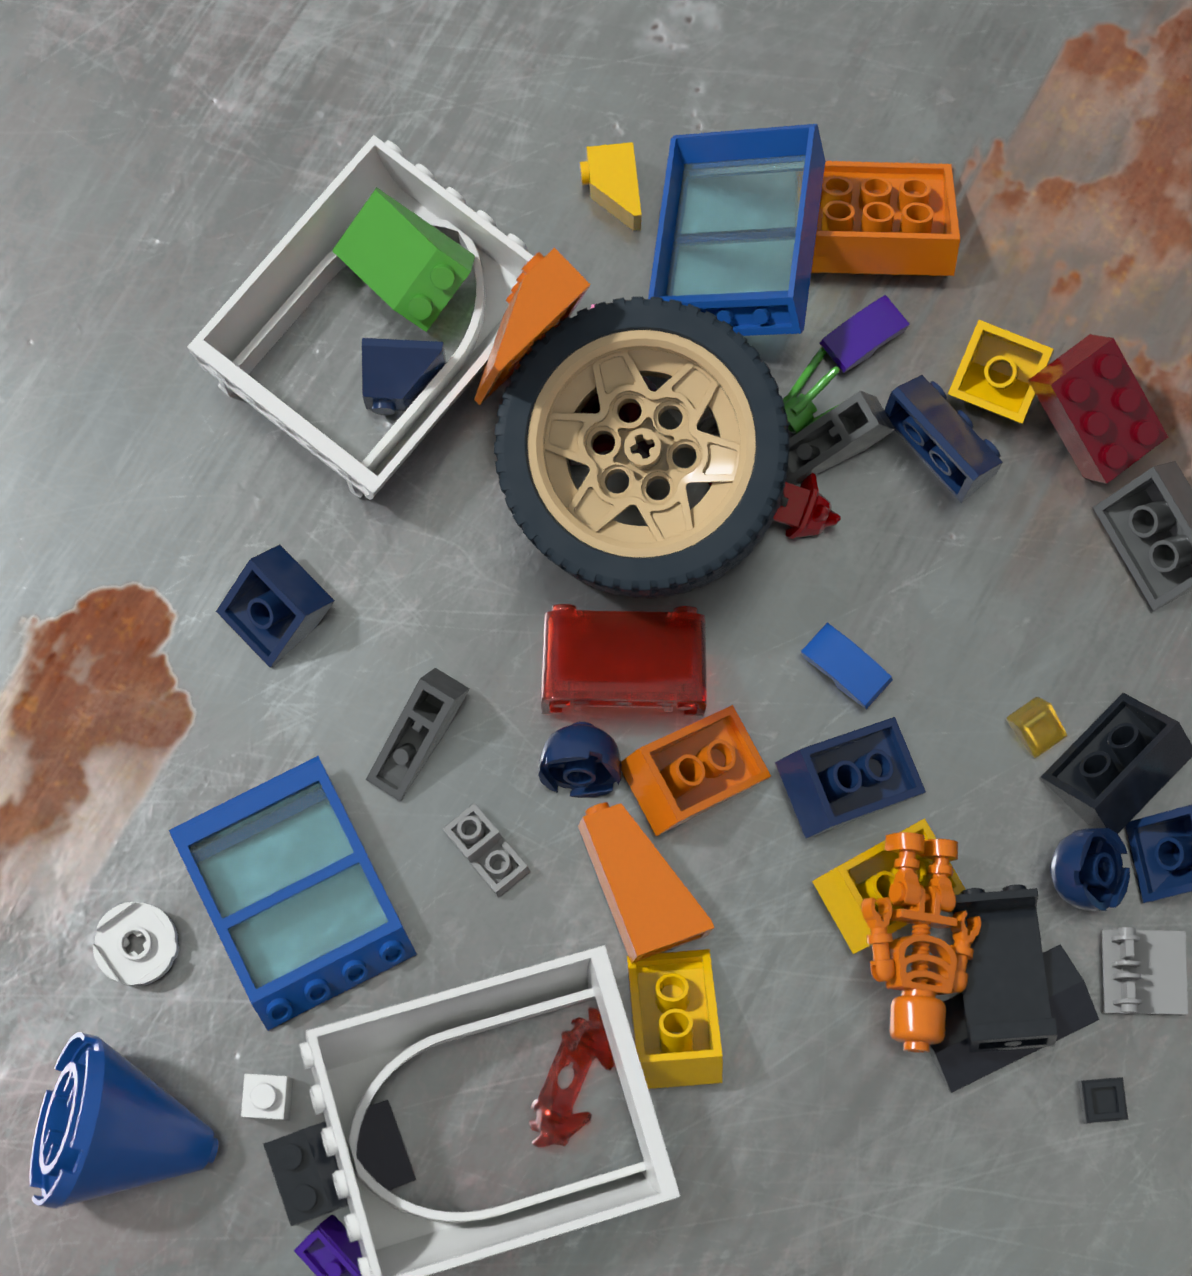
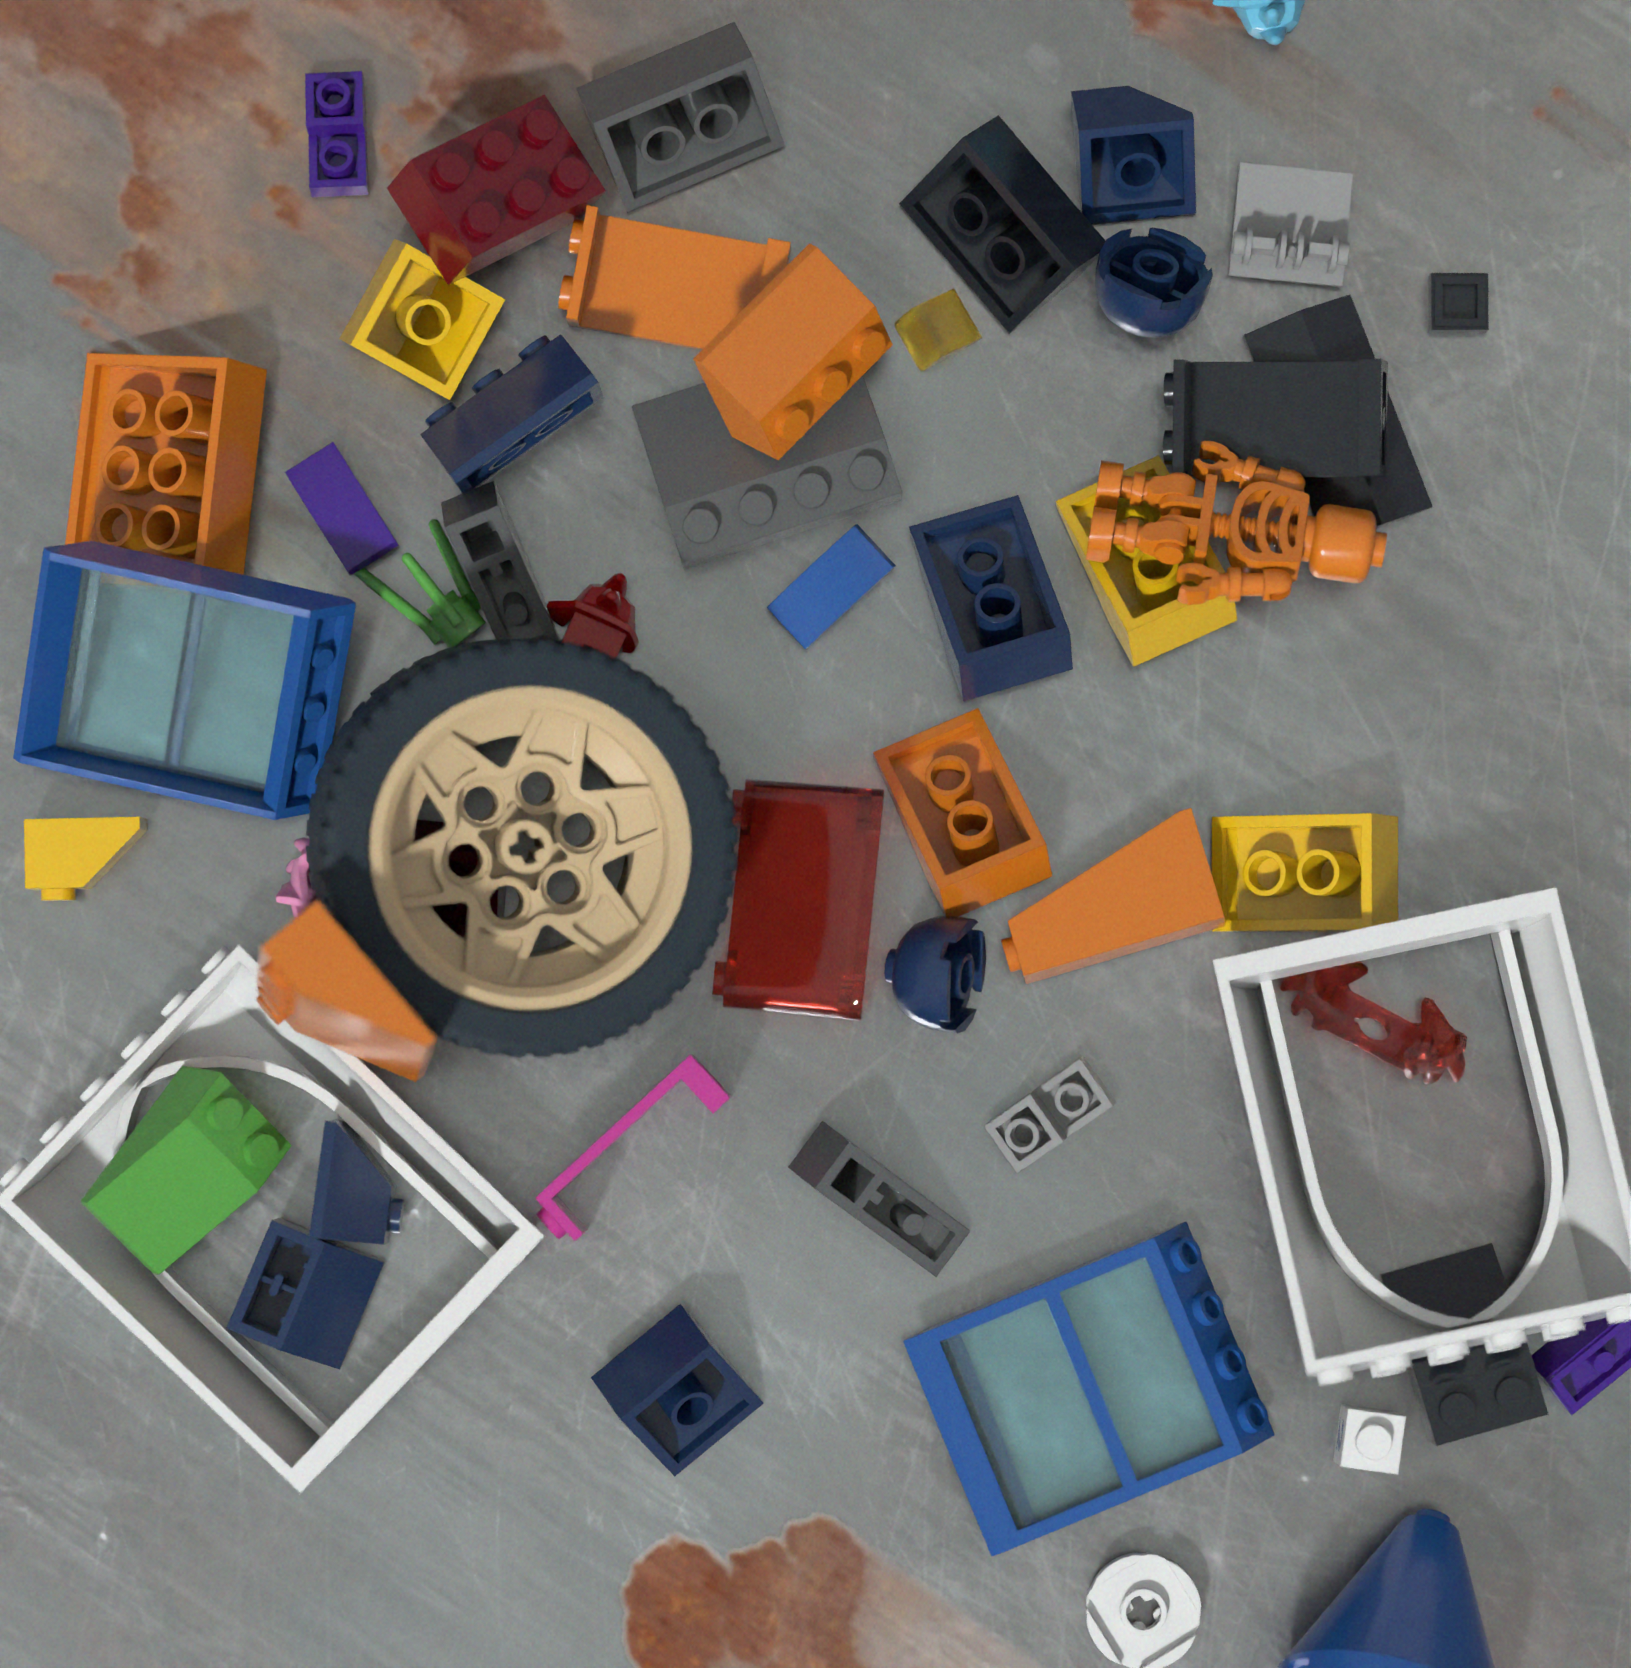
camera: 85 degrees left, 10 degrees up
(324, 350) = (305, 1294): none -> dark blue slope
(494, 590) = (555, 1212): none -> dark pink panel
(934, 614) = (736, 498): none -> dark grey slope
(1009, 615) = (792, 353): none -> orange slope
(1045, 542) = (662, 279): none -> orange panel
(1121, 311) = (336, 134): none -> dark purple slope

